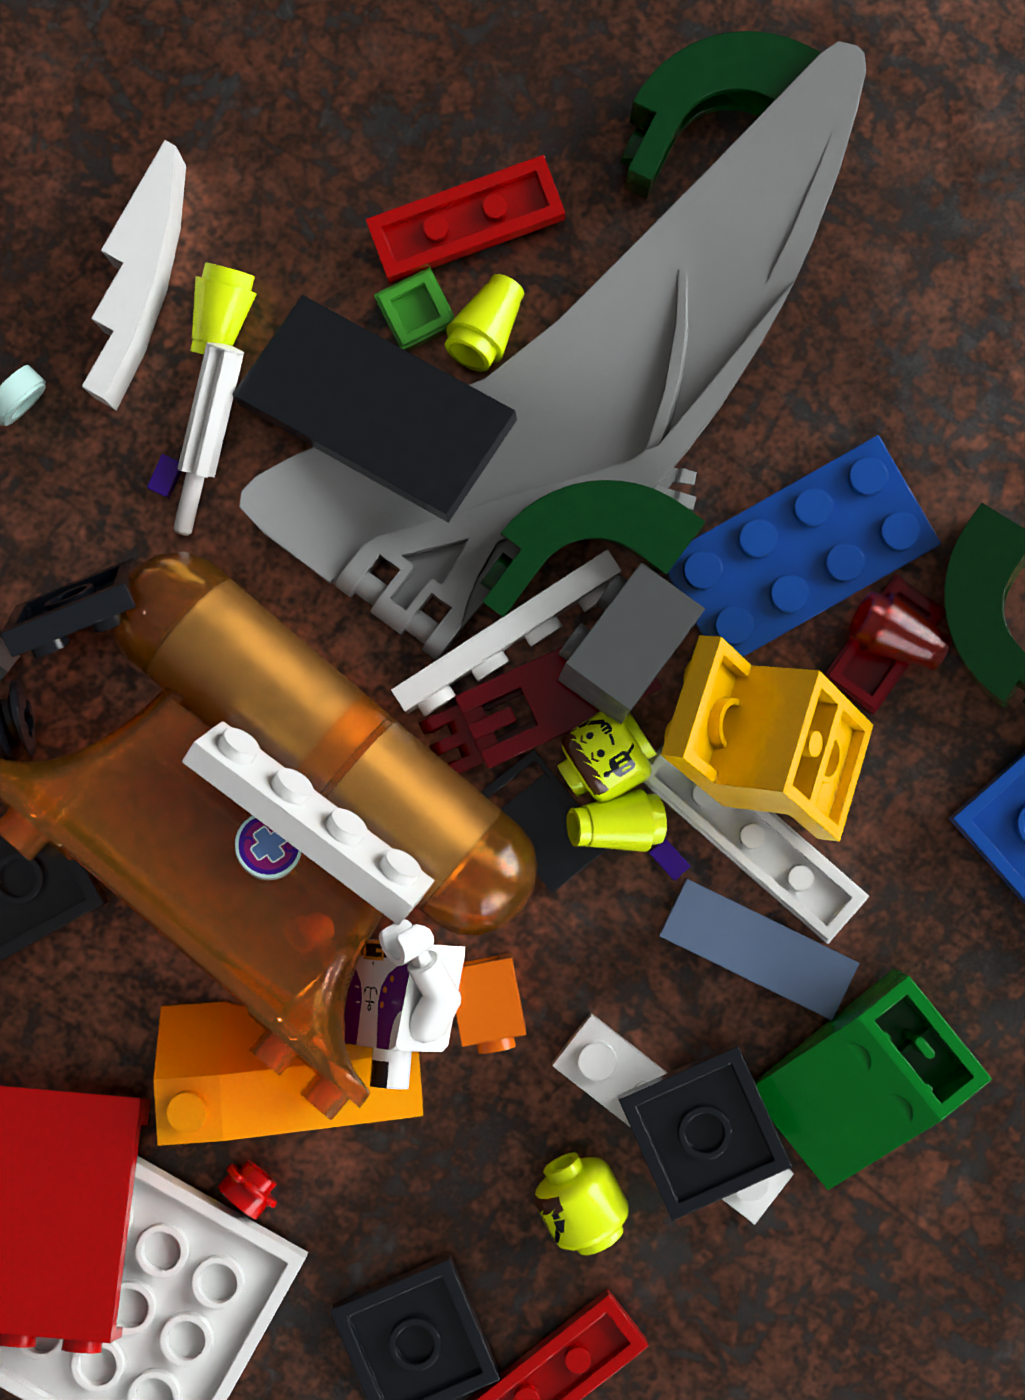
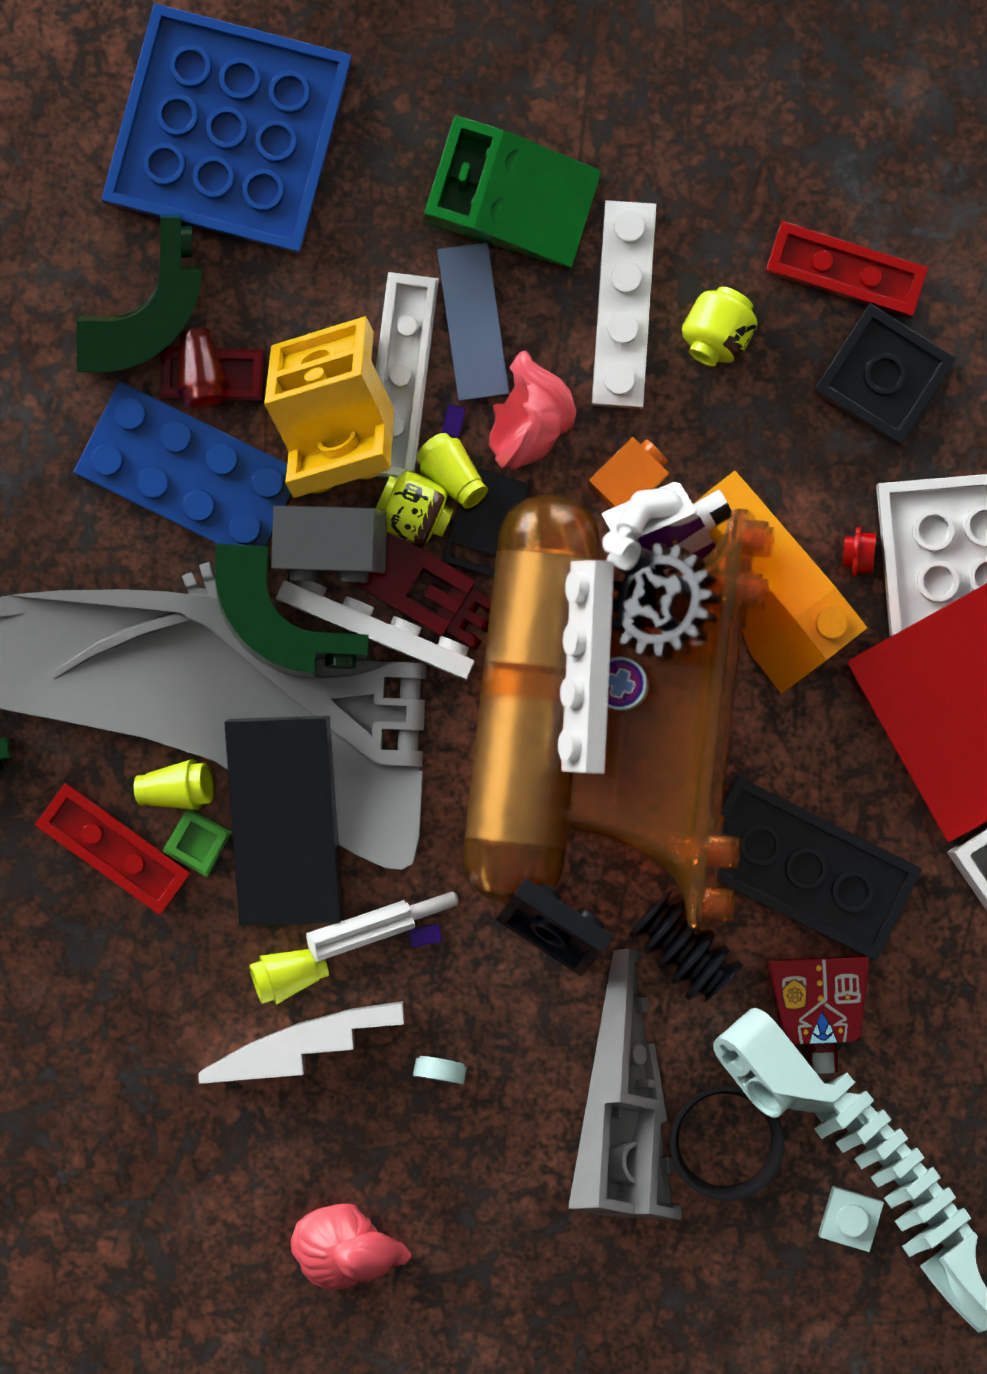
camera: 125 degrees left, 0 degrees up
(345, 931) = (682, 608): none -> black gear
(619, 942) = (531, 416): none -> coral hair
(704, 1131) = (616, 278): black plate -> none

